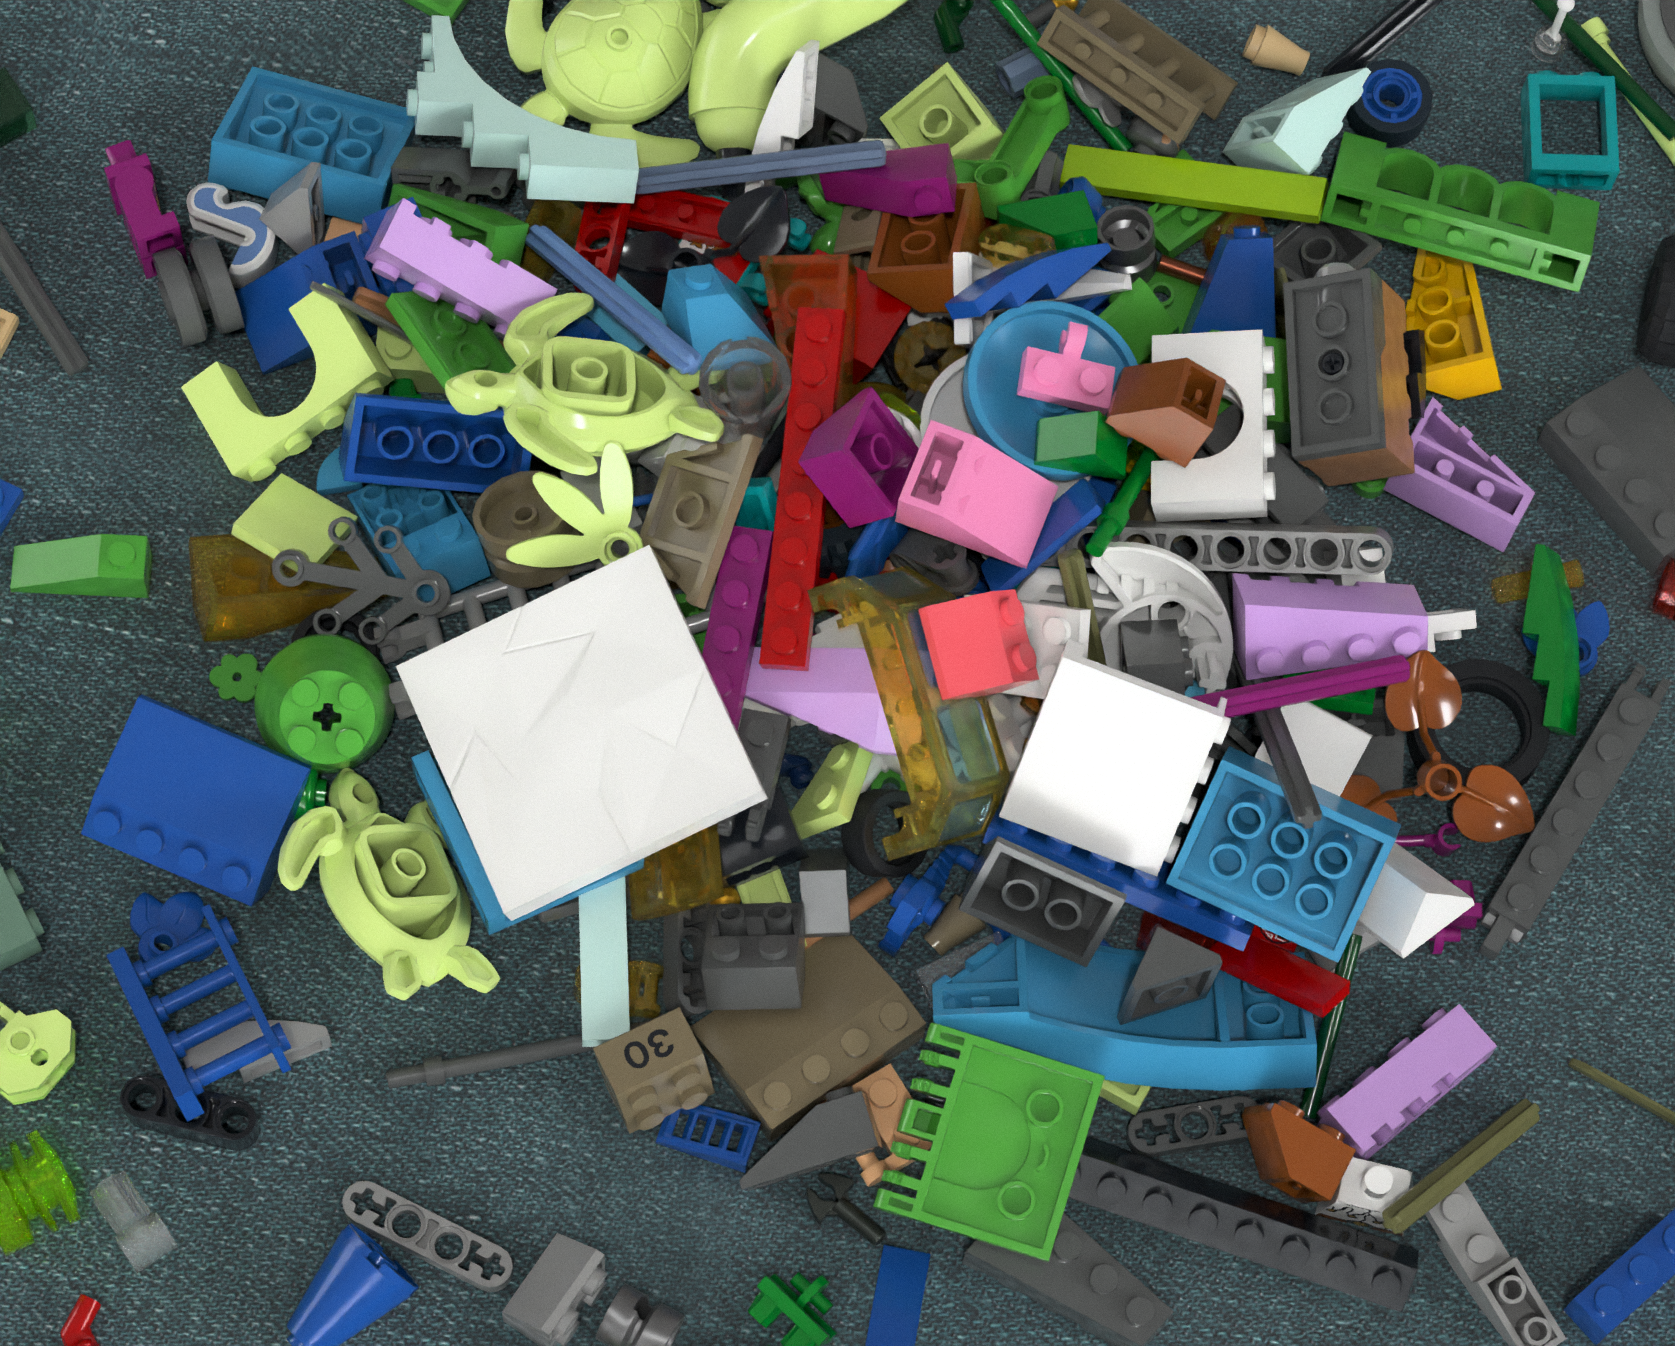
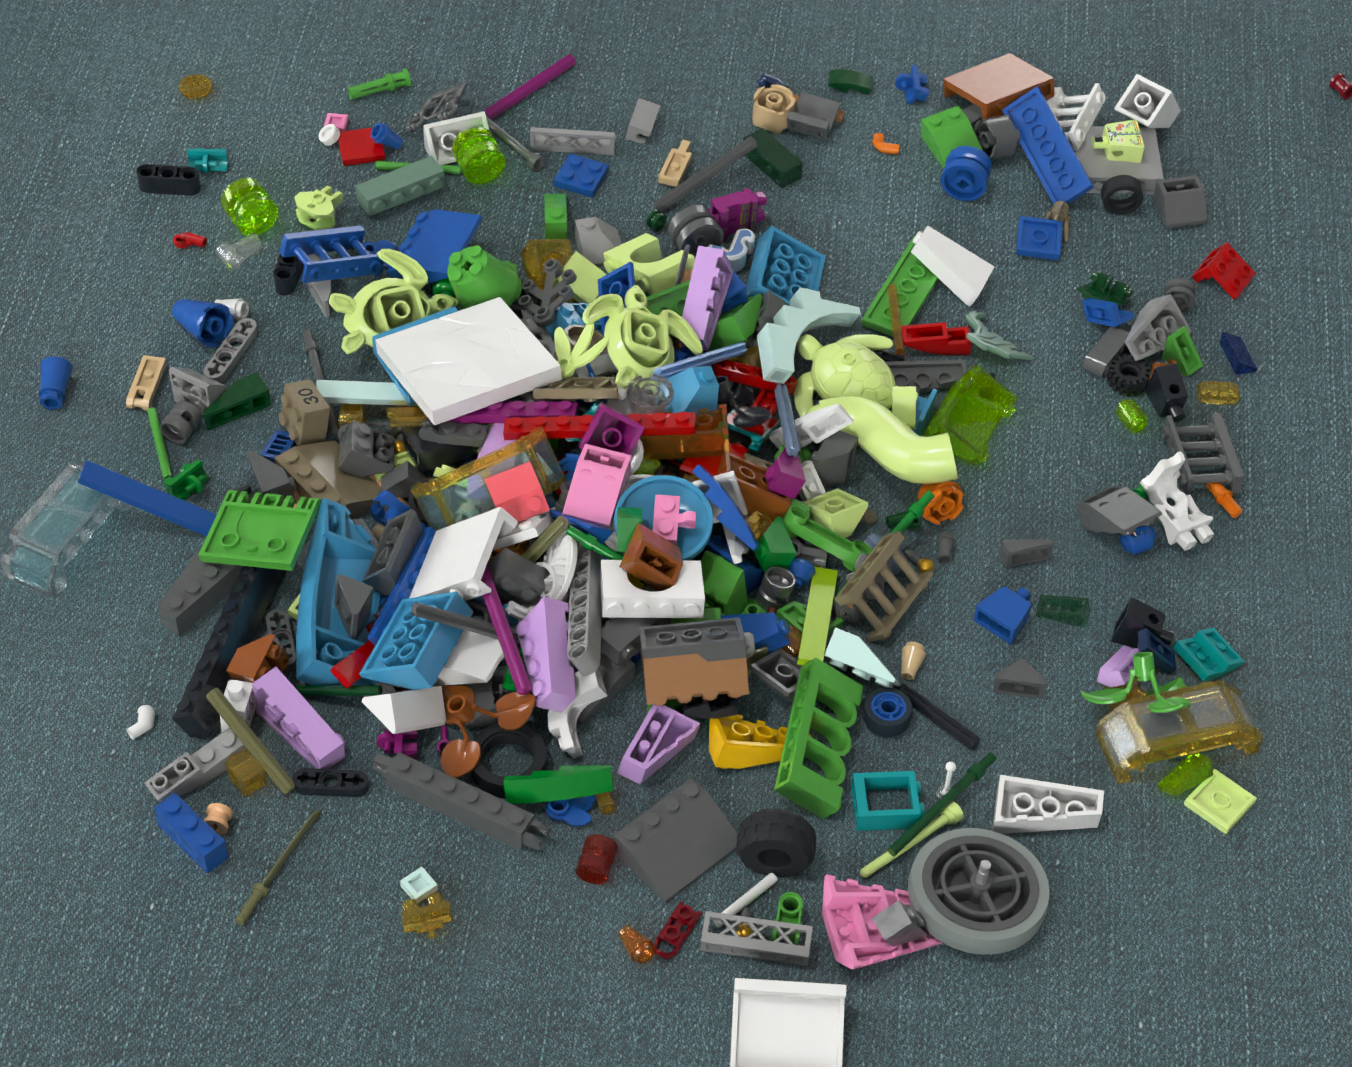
camera: 90 degrees right, 20 degrees down
(125, 370) = (656, 220): none -> dark green bush
(183, 490) = (595, 238): none -> light grey slope
(297, 210) = (745, 263): light grey slope -> none
(305, 1235) = (238, 307): none -> white cone
(574, 1208) = (239, 400): none -> dark green slope
(1504, 1183) = (245, 773): none -> clear yellow brick
(1530, 1006) = (311, 788): none -> black beam
(1602, 1232) = (217, 817): none -> light nougat wheel

